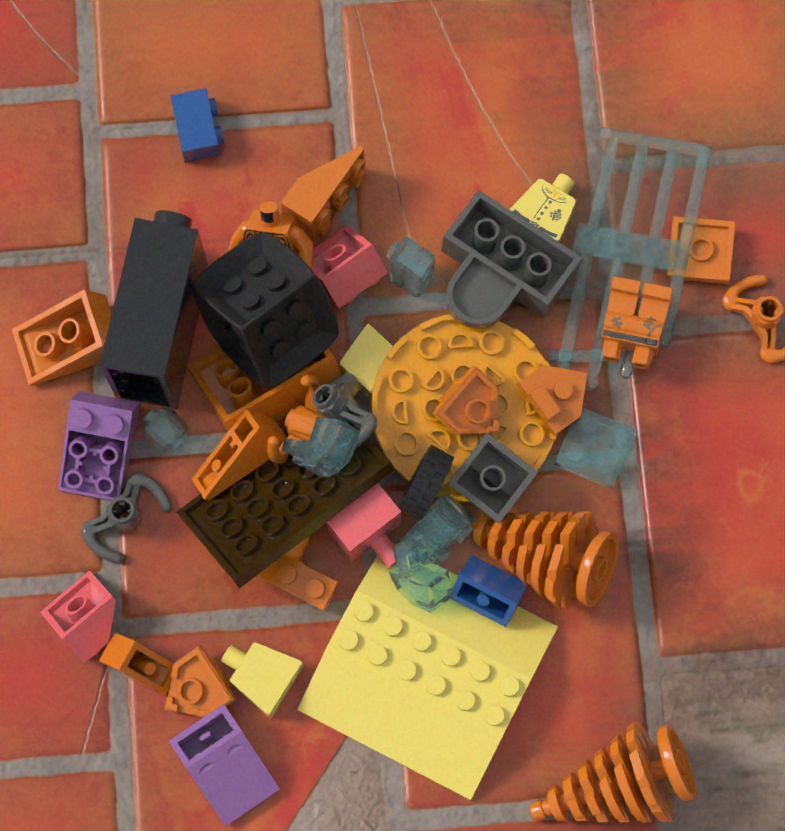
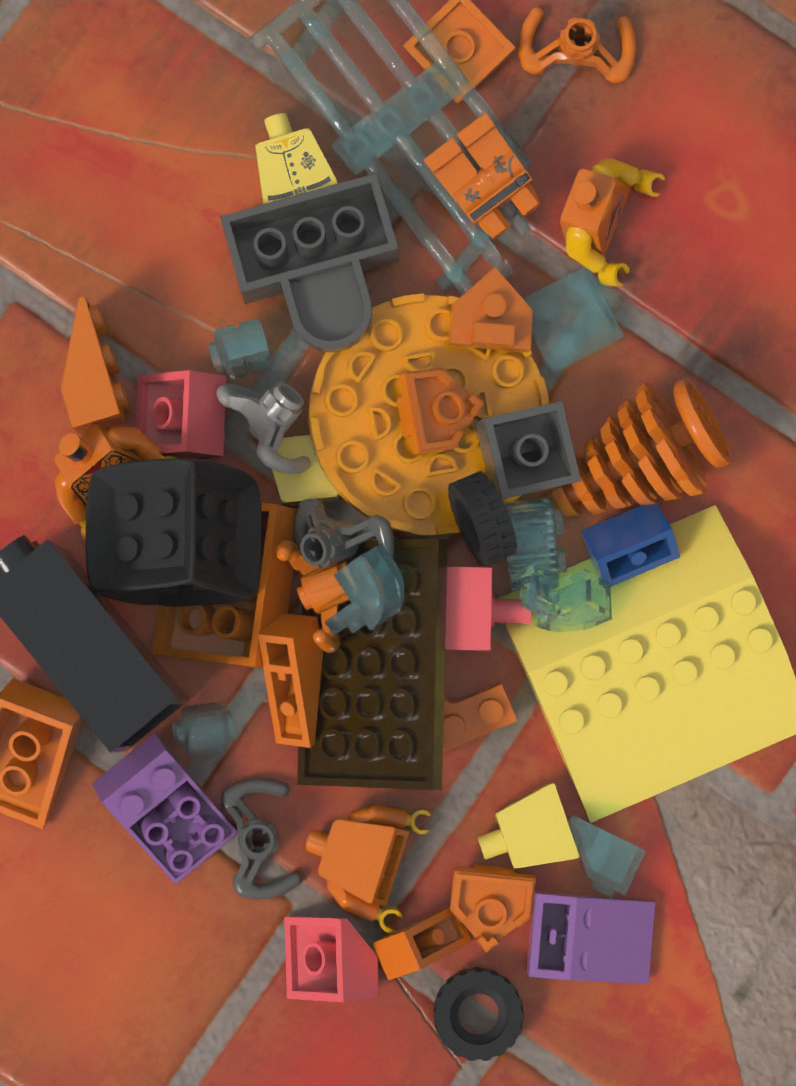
camera: 55 degrees left, 10 degrees up
(102, 719) = (478, 1045): none -> black tyre
(163, 585) = (363, 858): none -> orange torso
(282, 733) = (605, 857): none -> clear light blue slope
(381, 314) = (268, 420): none -> light grey piece
(671, 405) = (595, 210): none -> torso

